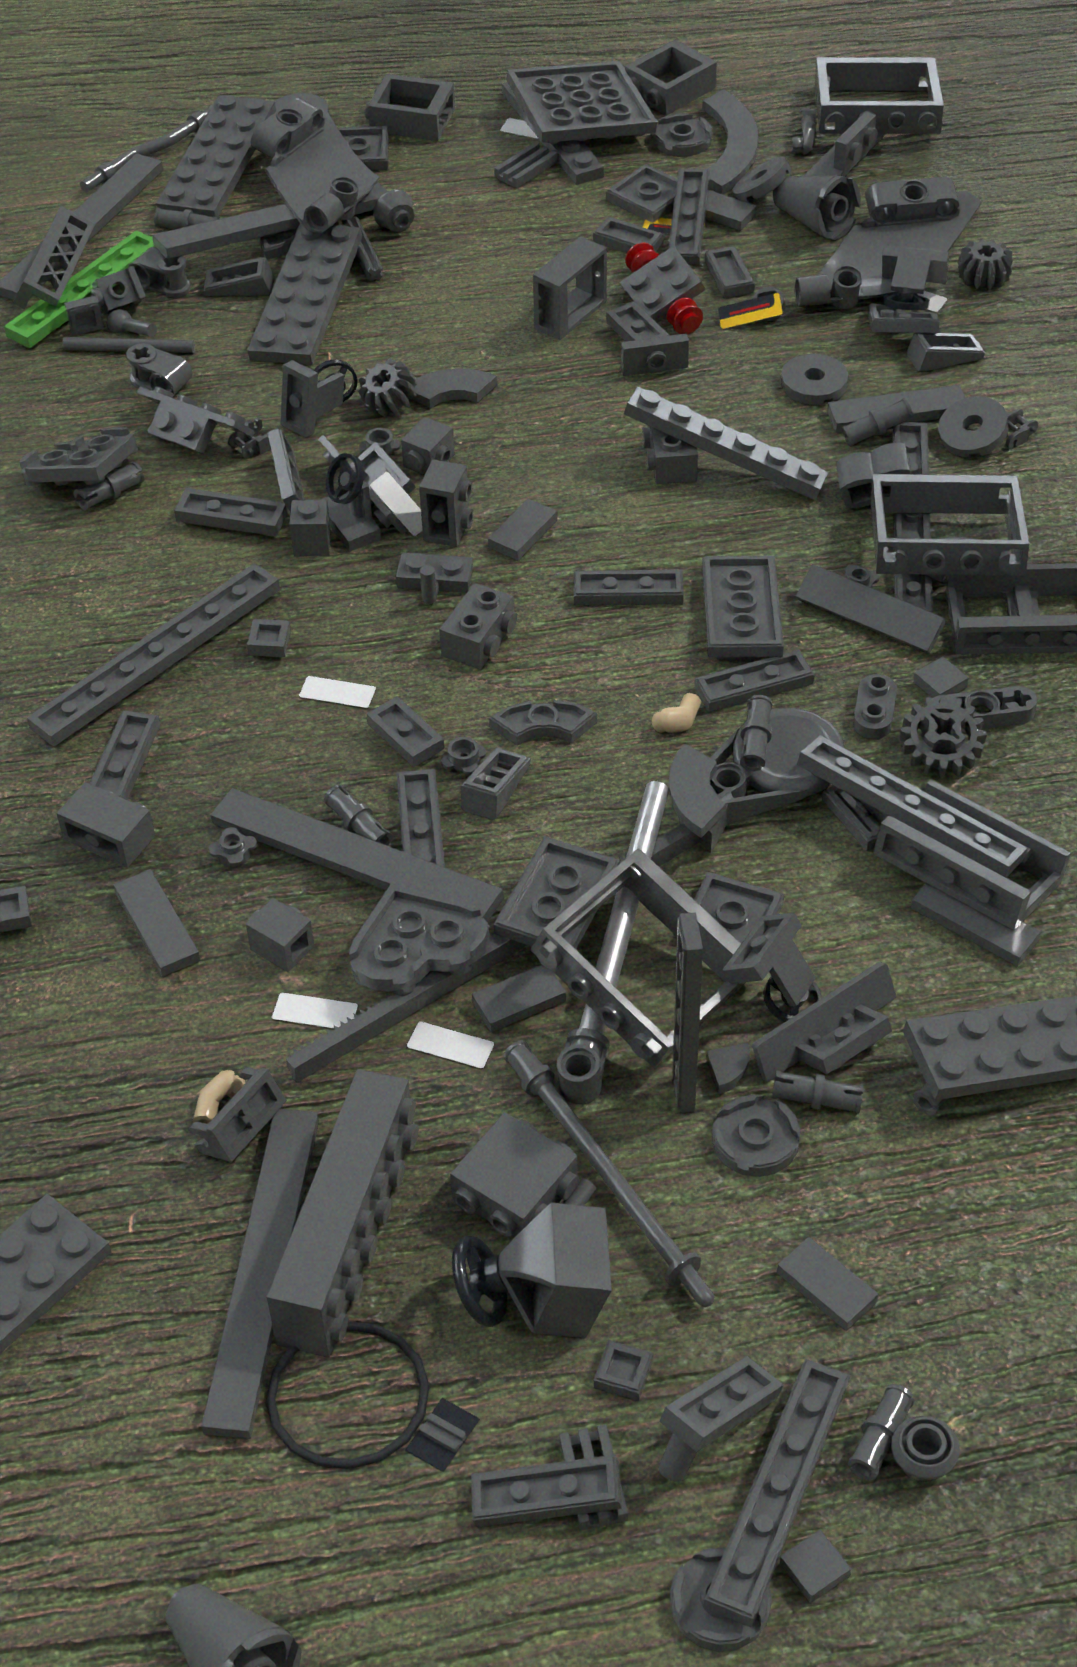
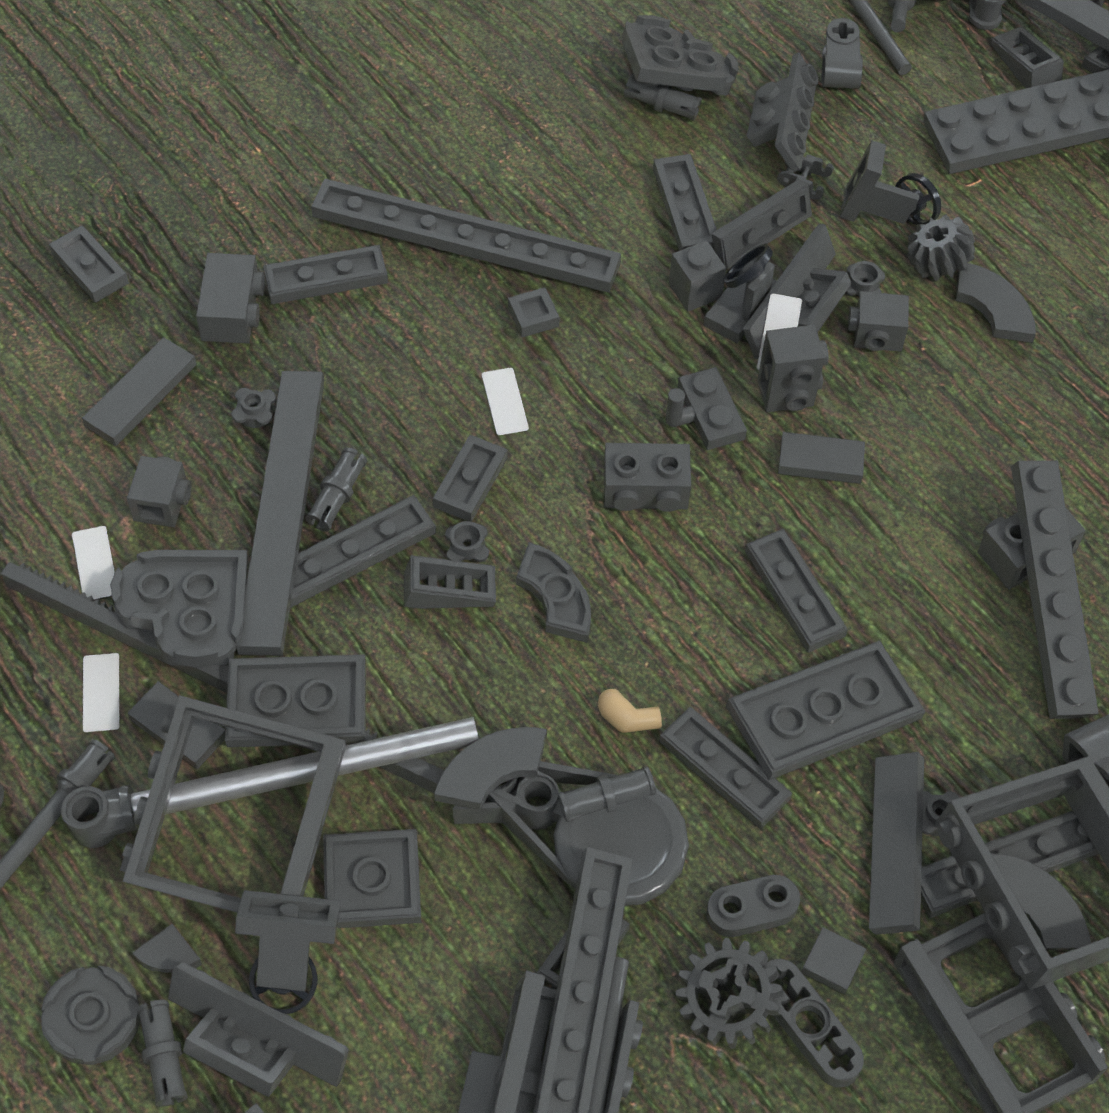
camera: 60 degrees right, 10 degrees up
(687, 1011) = (97, 866): dark grey tile -> none

